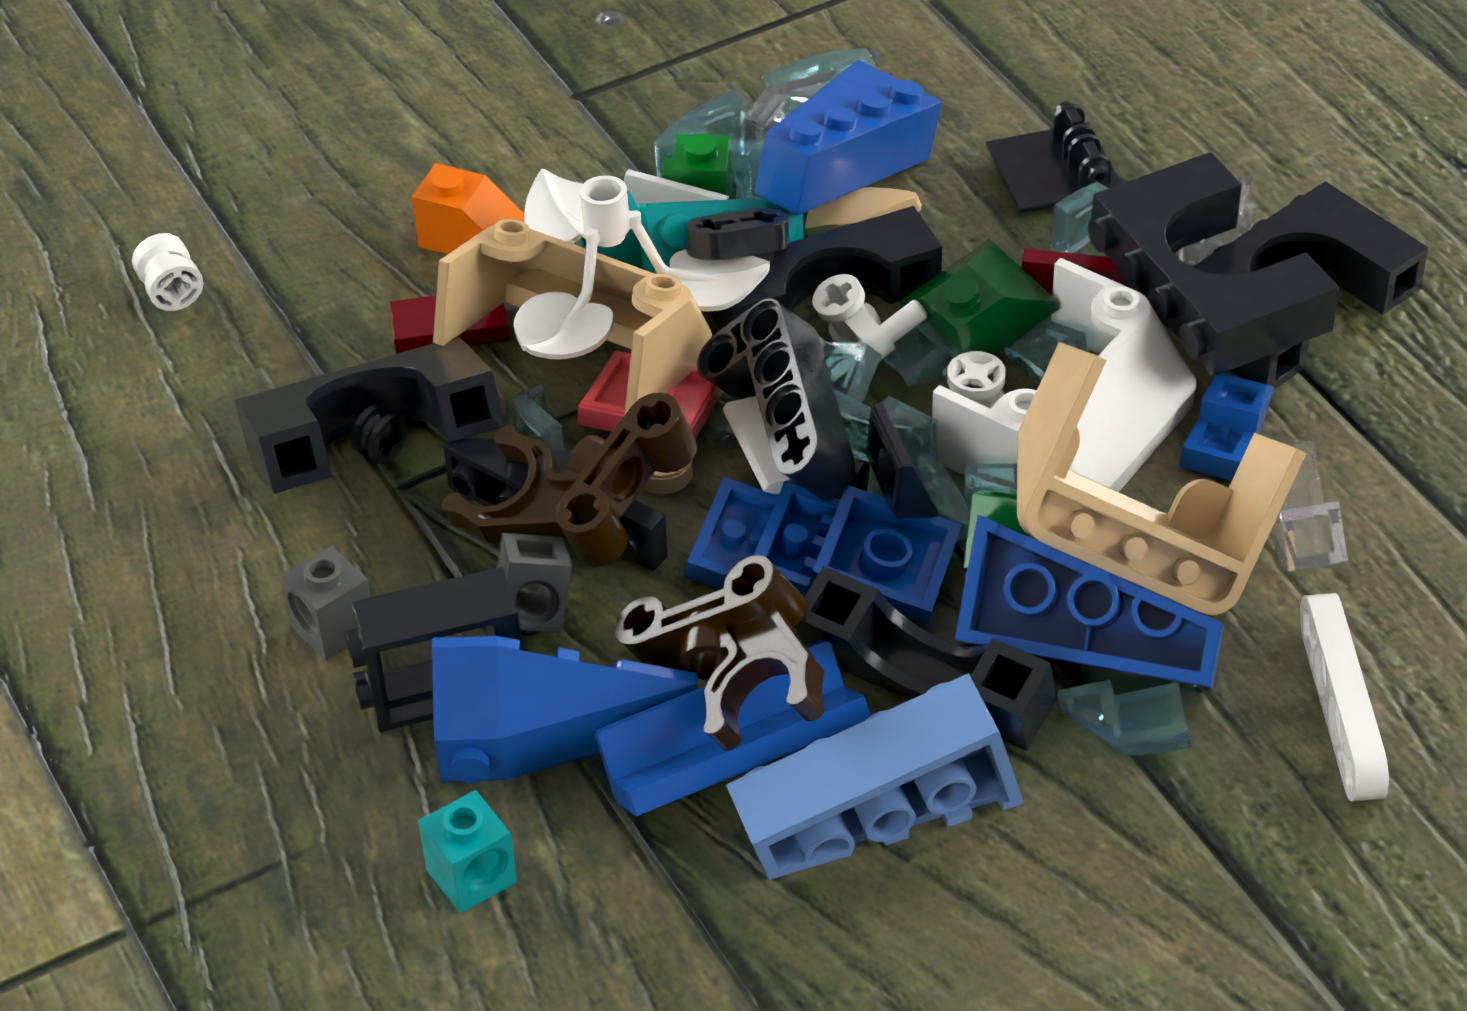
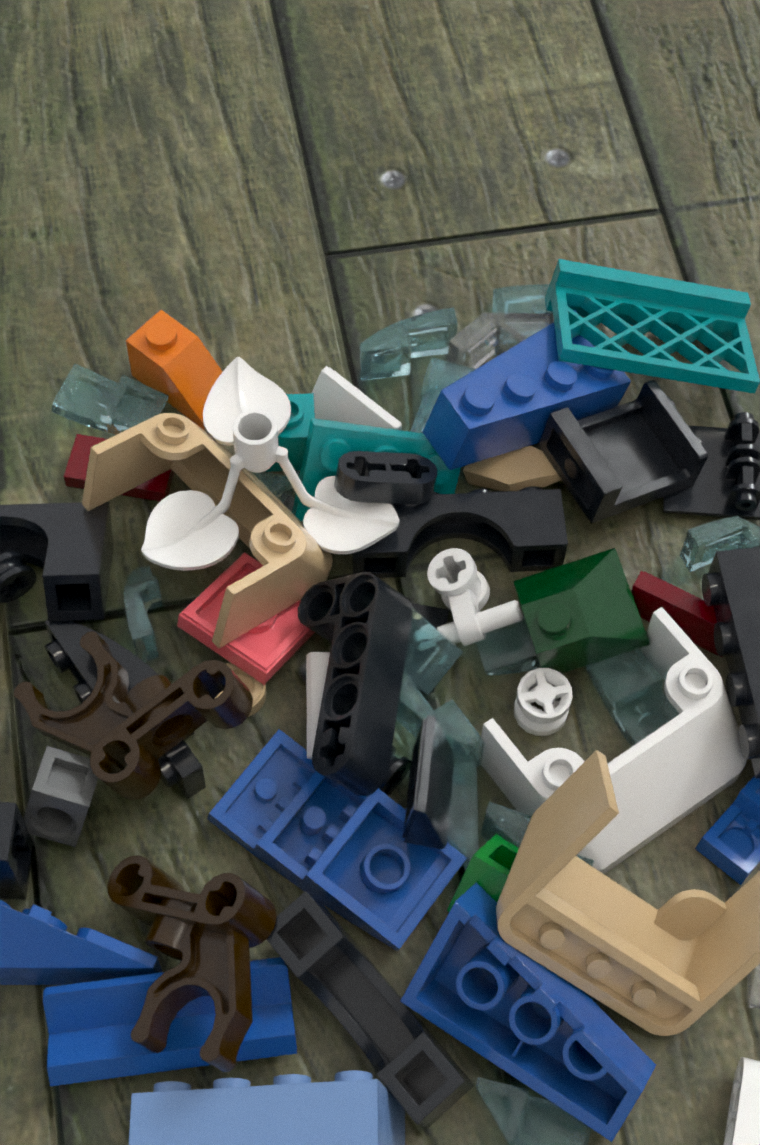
camera: 15 degrees right, 15 degrees up
(398, 274) = (104, 403): none -> clear light blue slope
(701, 162) = (393, 382): green brick -> none
(938, 50) = (657, 306): none -> teal fence
(963, 166) = (624, 453): none -> black panel

